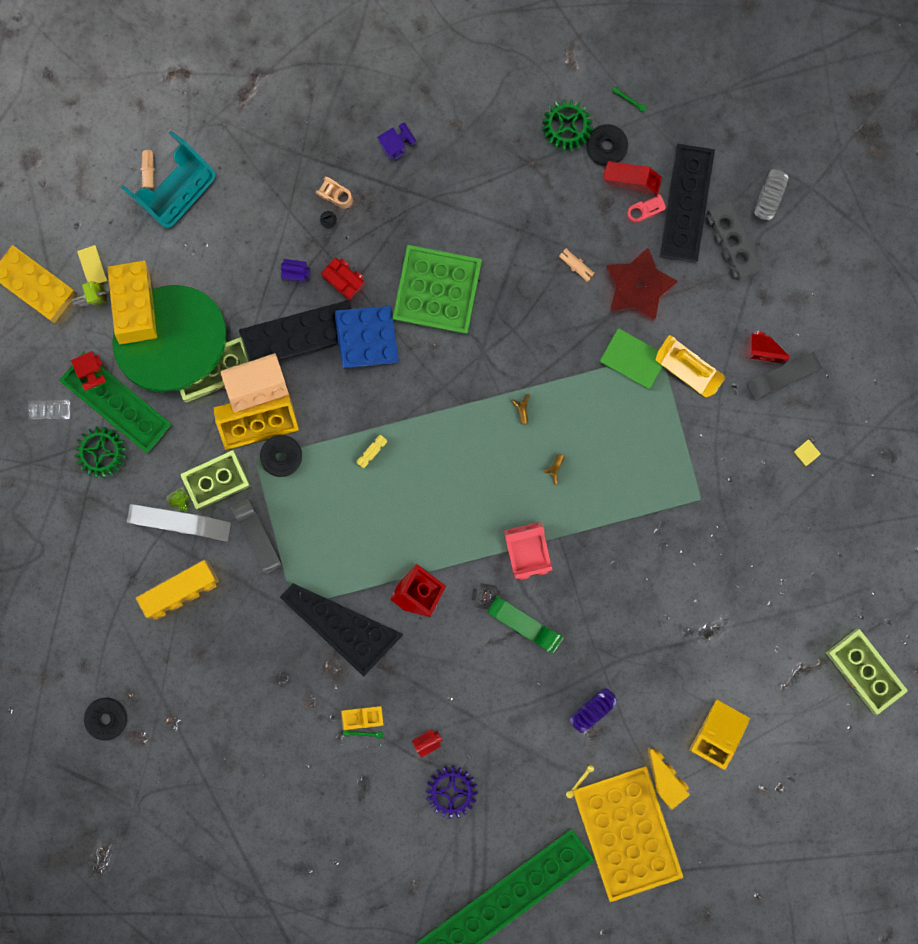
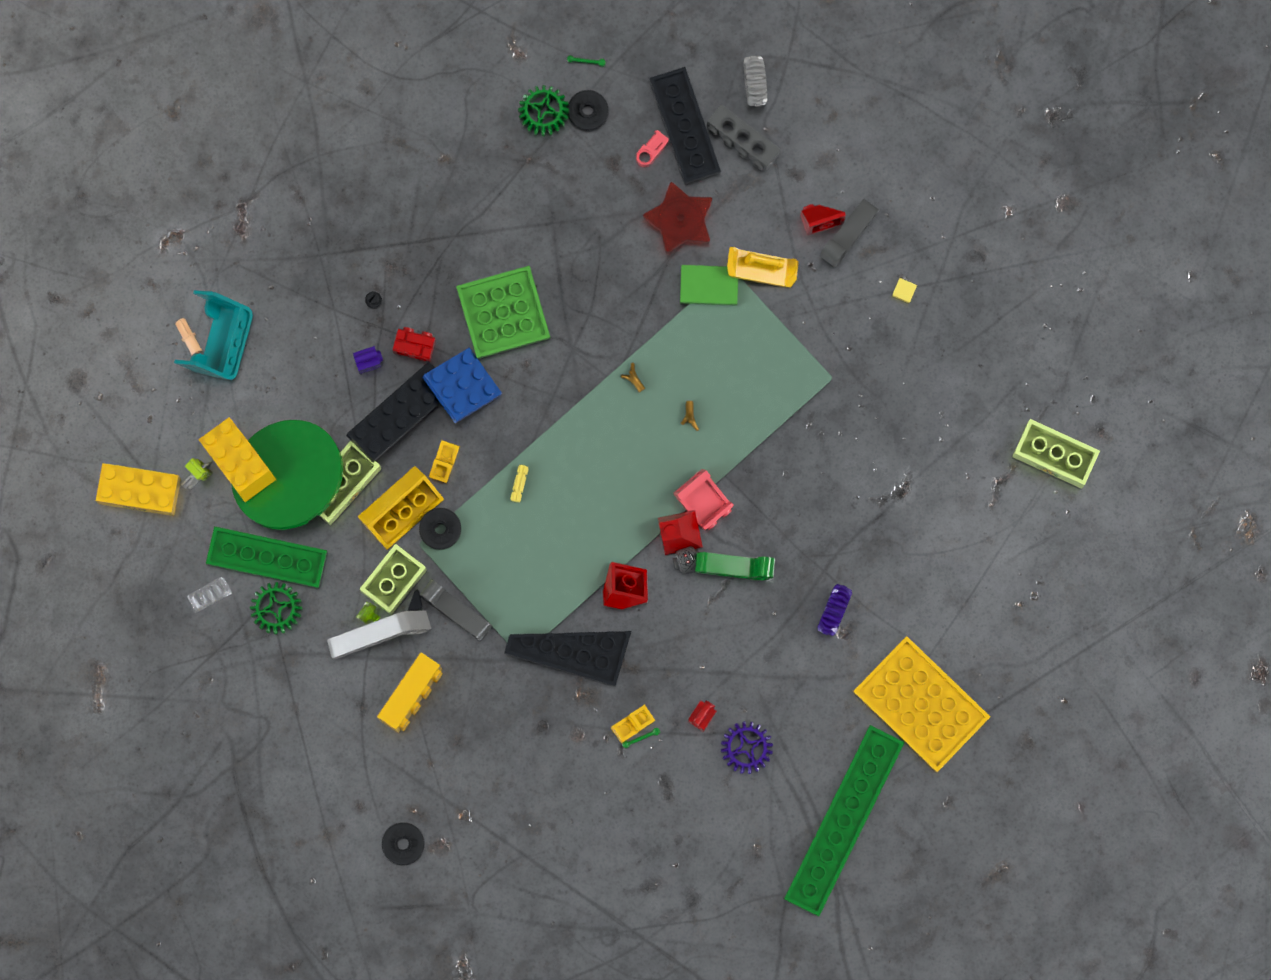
camera: 30 degrees left, 5 degrees down
(86, 367) = (226, 537): red brick -> none
(92, 265) = (182, 446): light yellow tile -> none
(225, 511) = (416, 603): none -> black slope
(254, 382) = (384, 474): light nougat slope -> none
(316, 397) = (444, 461): none -> yellow slope
(332, 191) = (364, 272): light nougat piece -> none
(393, 143) = (396, 203): dark purple brick -> none
(492, 568) = (680, 531): none -> red slope
(576, 265) = (615, 228): light nougat pin -> none
(590, 768) = (858, 664): light yellow hinge -> none
(632, 177) = (625, 127): red slope -> none
(667, 786) = (932, 641): yellow slope -> none
(720, 734) = (957, 575): yellow slope -> none

